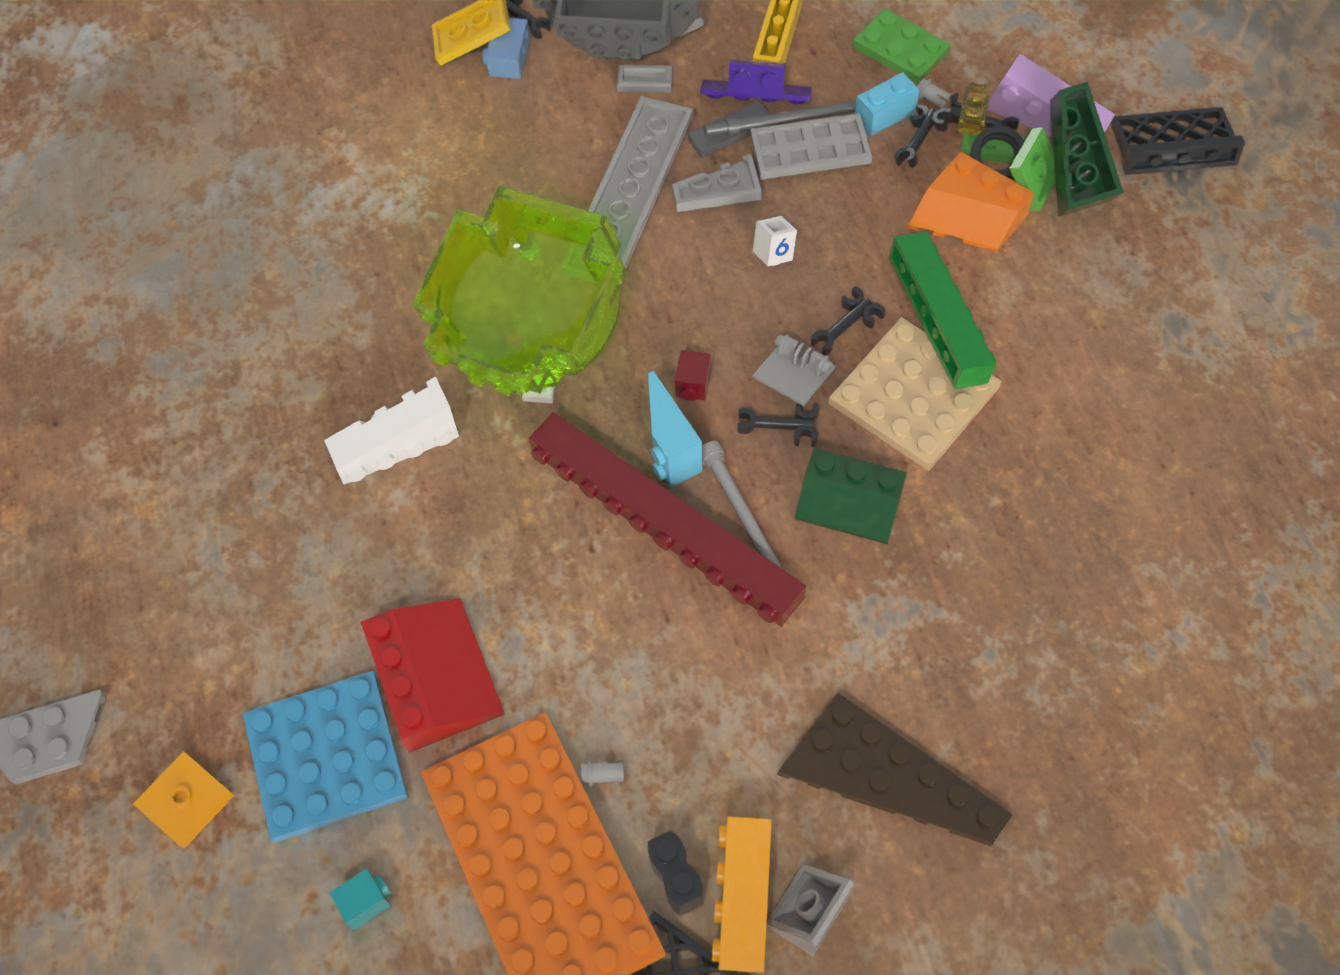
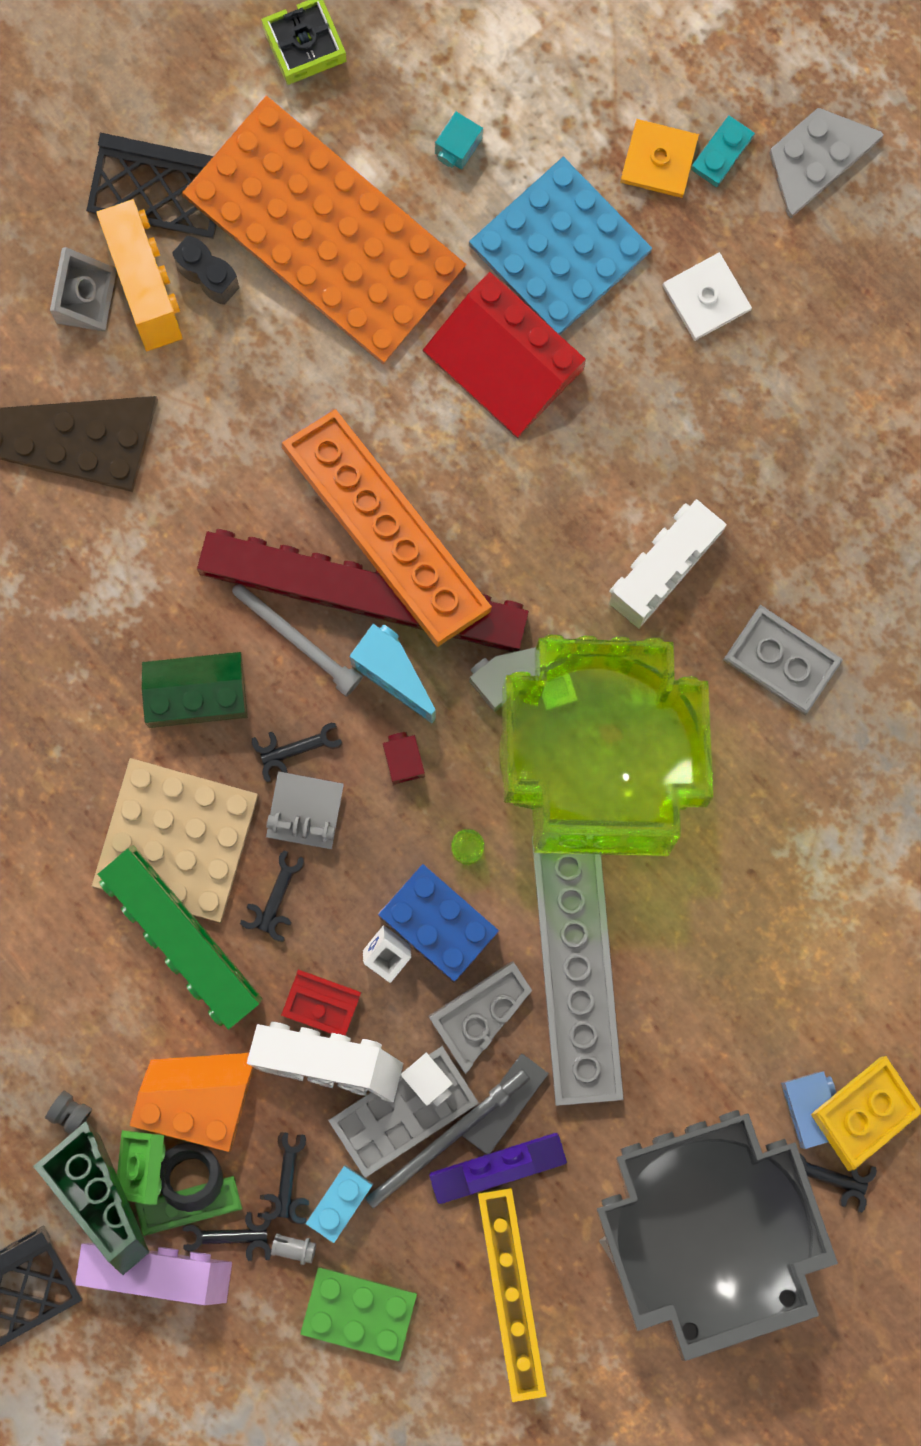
camera: 150 degrees right, 20 degrees up
(121, 781) = (722, 151): none -> teal plate
(222, 651) = (707, 296): none -> white plate
(345, 339) = (783, 659): none -> light grey tile
(575, 402) = (490, 675): none -> light grey slope
(602, 772) = (309, 331): light grey pin -> none
(617, 556) = (386, 527): none -> orange plate
(645, 78) = (637, 1131): light grey tile -> none
(672, 295) = (470, 850): none -> clear neon green wheel
(723, 250) = (438, 923): none -> blue brick
(783, 146) = (428, 1080): none -> white brick
(842, 234) = (321, 1003): none -> red plate
(858, 184) = (325, 1060): none -> white wedge
(974, 108) = (237, 1234): clear yellow leg -> none
(1080, 230) = (61, 1111): none -> dark grey wheel

